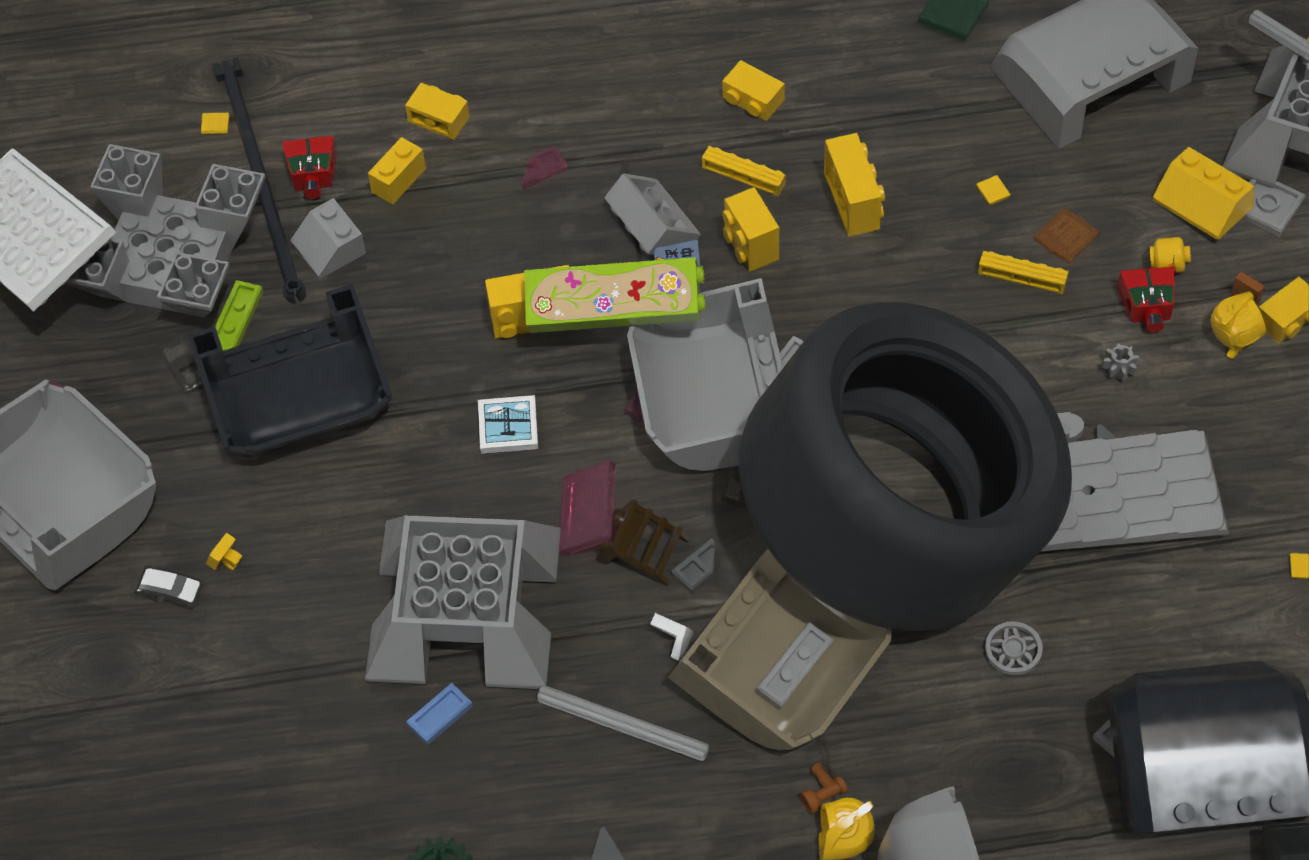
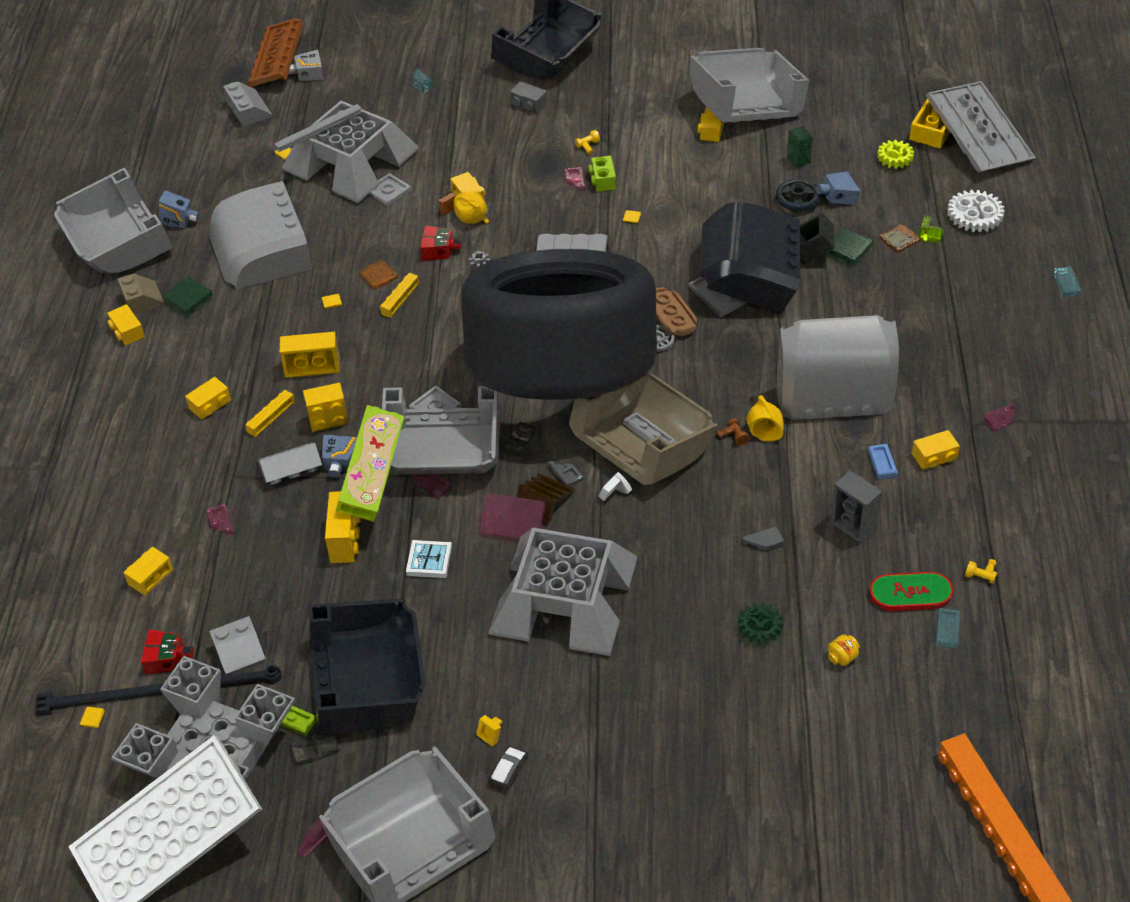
camera: 80 degrees left, 10 degrees down
(397, 170) = (193, 598): yellow brick -> none
(439, 714) = (643, 617): medium blue tile -> none
(623, 723) = (669, 522): light grey axle -> none
(1077, 658) = (674, 313): none -> medium nougat tile
(1170, 253) = (413, 230): yellow head -> none
(1204, 193) = (376, 207): yellow slope -> none

